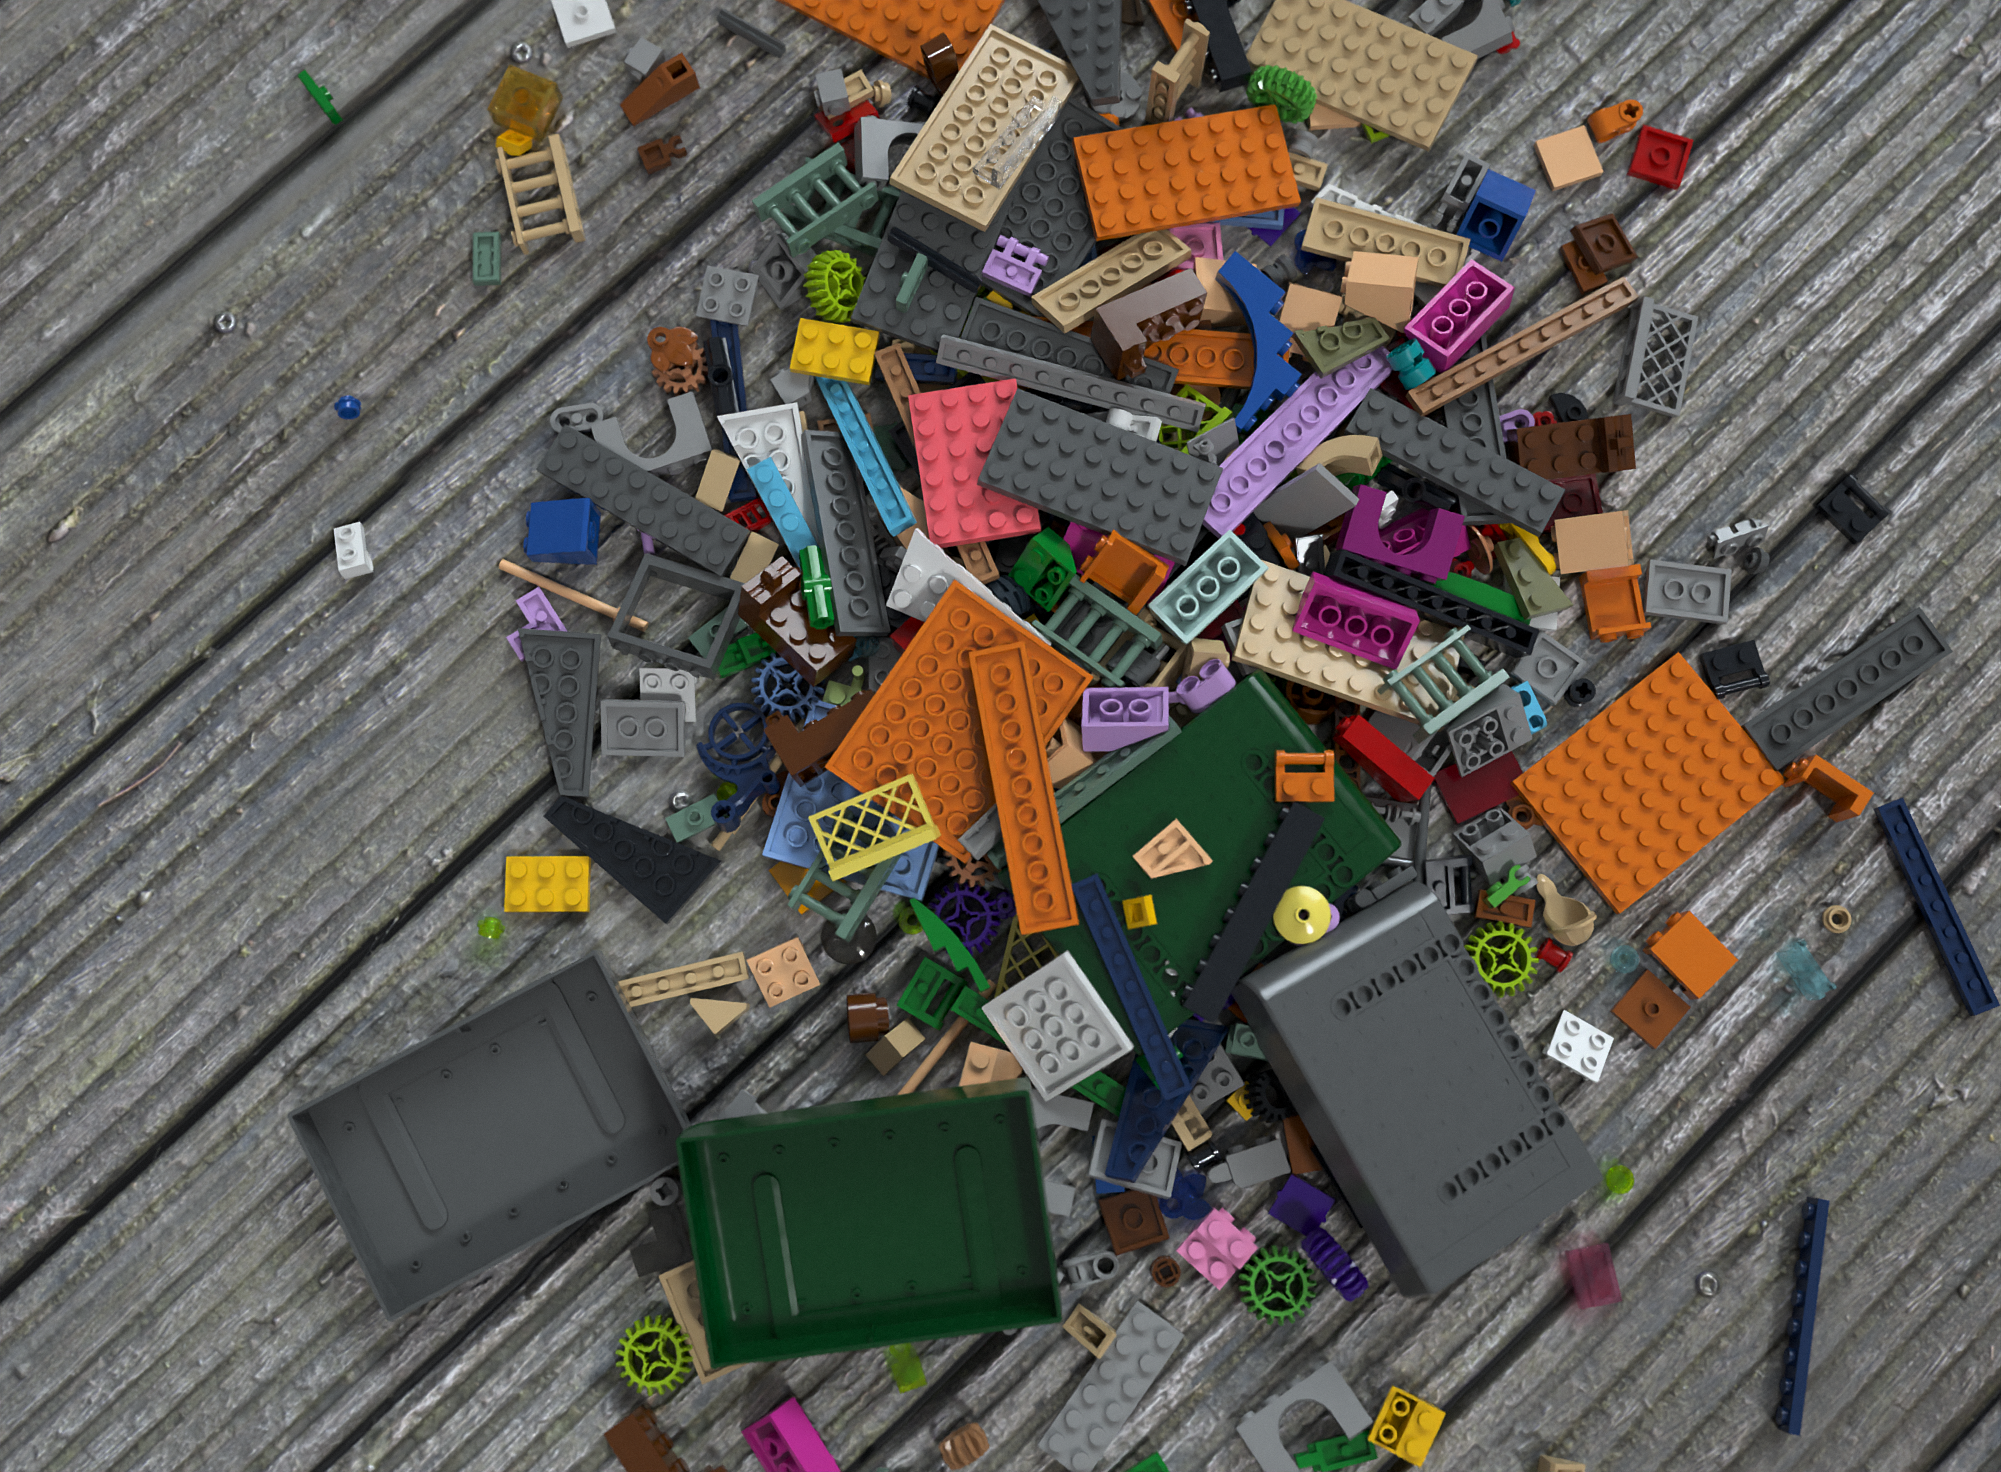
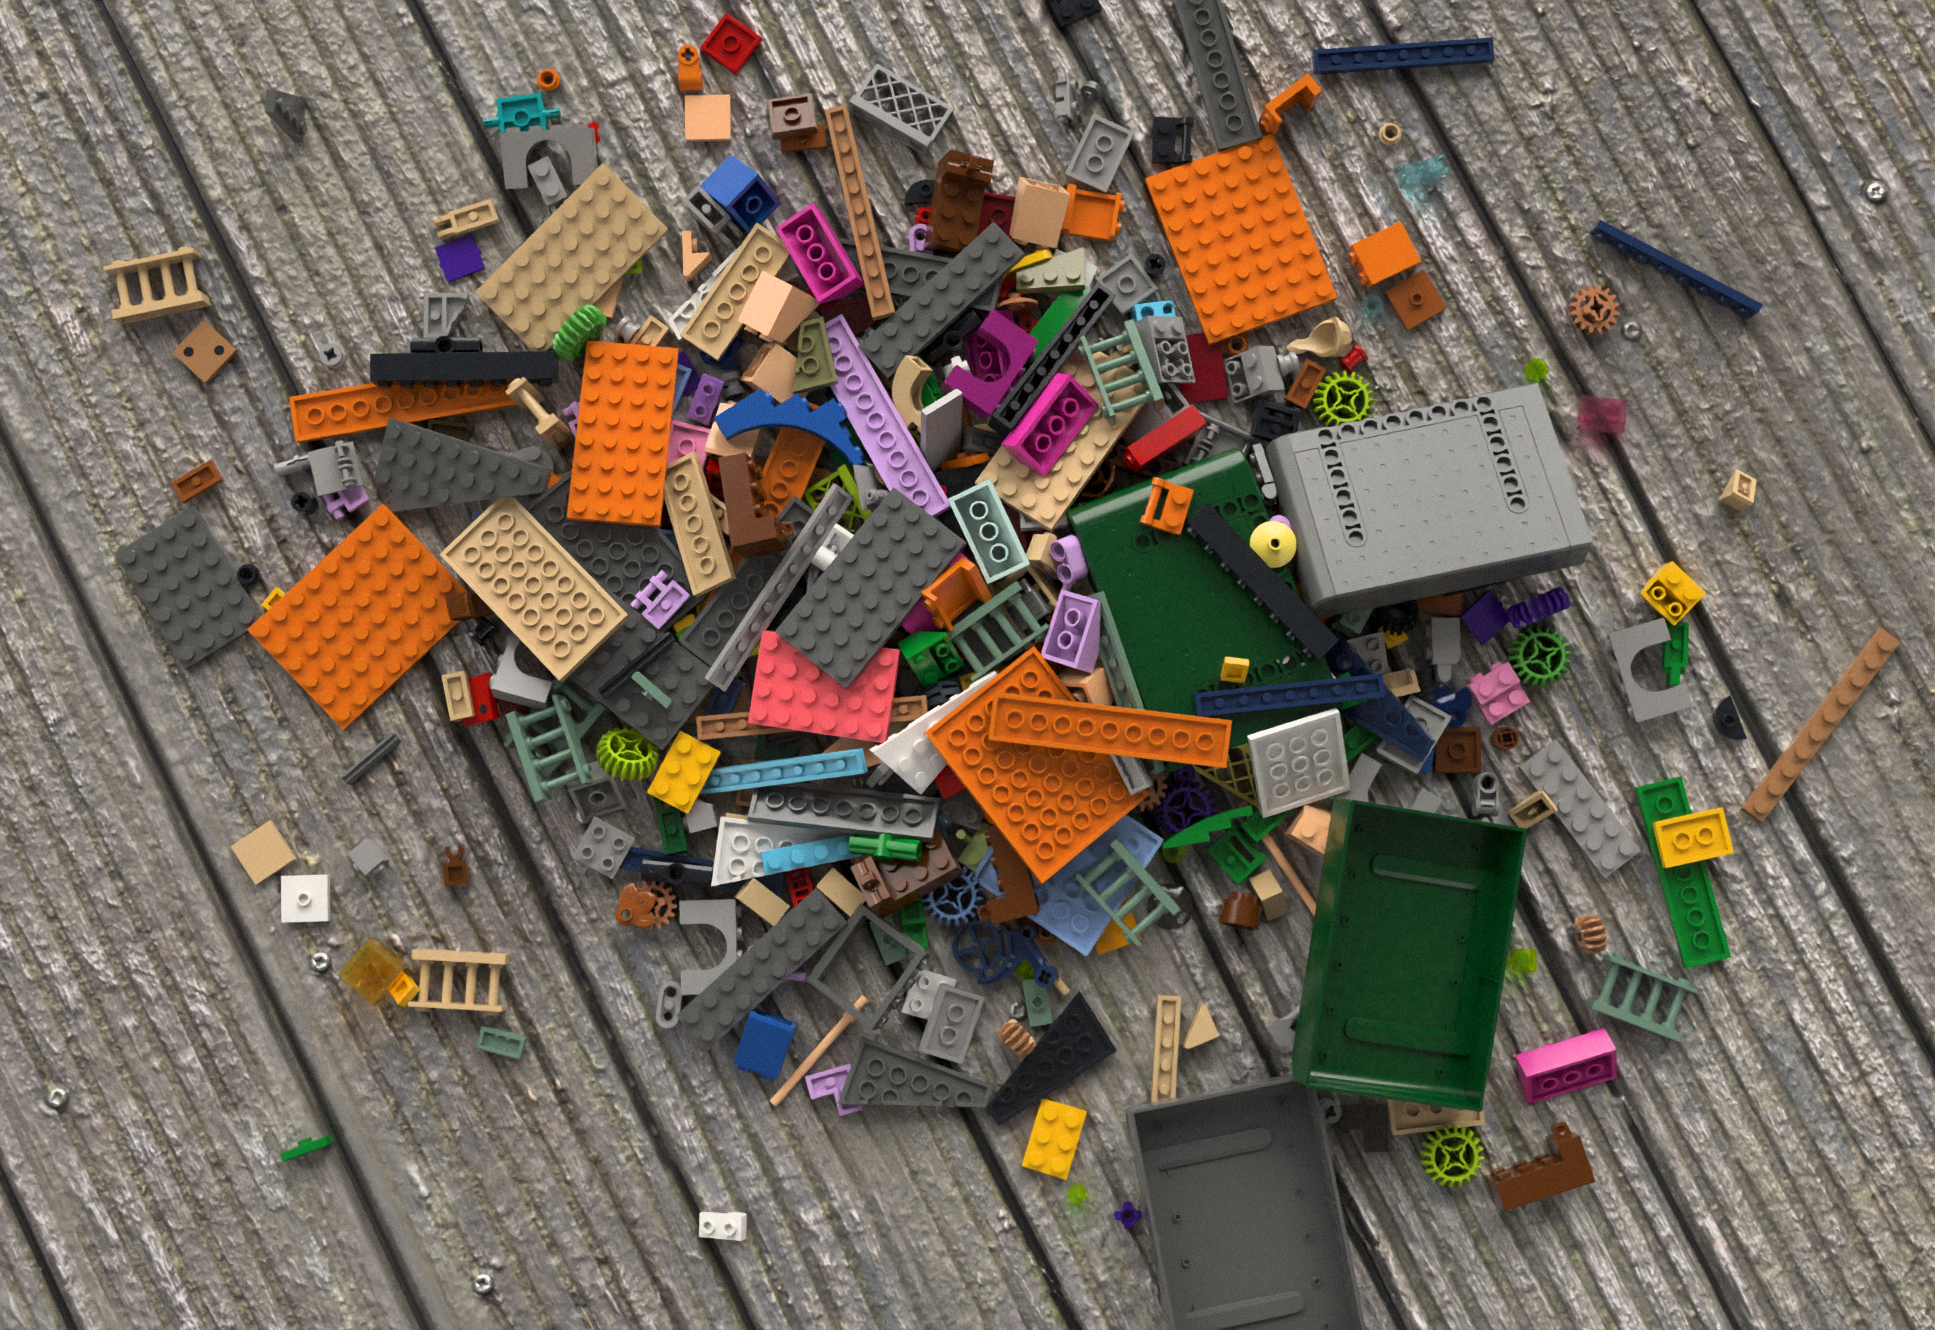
camera: 75 degrees left, 5 degrees up
(348, 407) = (596, 1196): blue plate -> none
(481, 986) = (1128, 1222): none -> dark purple plate
(646, 805) = (1017, 1038): none -> medium nougat gear
(661, 89) = (399, 852): dark orange slope -> none
(767, 360) = (671, 829): none -> dark green plate
(783, 972) = (1183, 967): light nougat hinge -> none
(832, 93) = (458, 706): light grey brick -> none
(881, 851) = (1122, 858): light yellow fence -> none
(882, 93) = (464, 663): tan plate -> none
(1021, 145) = (561, 557): clear fence -> none
(1171, 852) = (1195, 630): light nougat wing -> none
(1256, 248) = (706, 399): none -> medium lavender plate
(1403, 189) = (692, 262): none -> light nougat slope
(1409, 362) = (849, 307): teal wheel -> none
(1499, 892) = (1294, 382): bright green plate -> none
(1579, 1047) = (1428, 364): white hinge -> none
(1728, 1223) = (1597, 300): none -> nougat gear

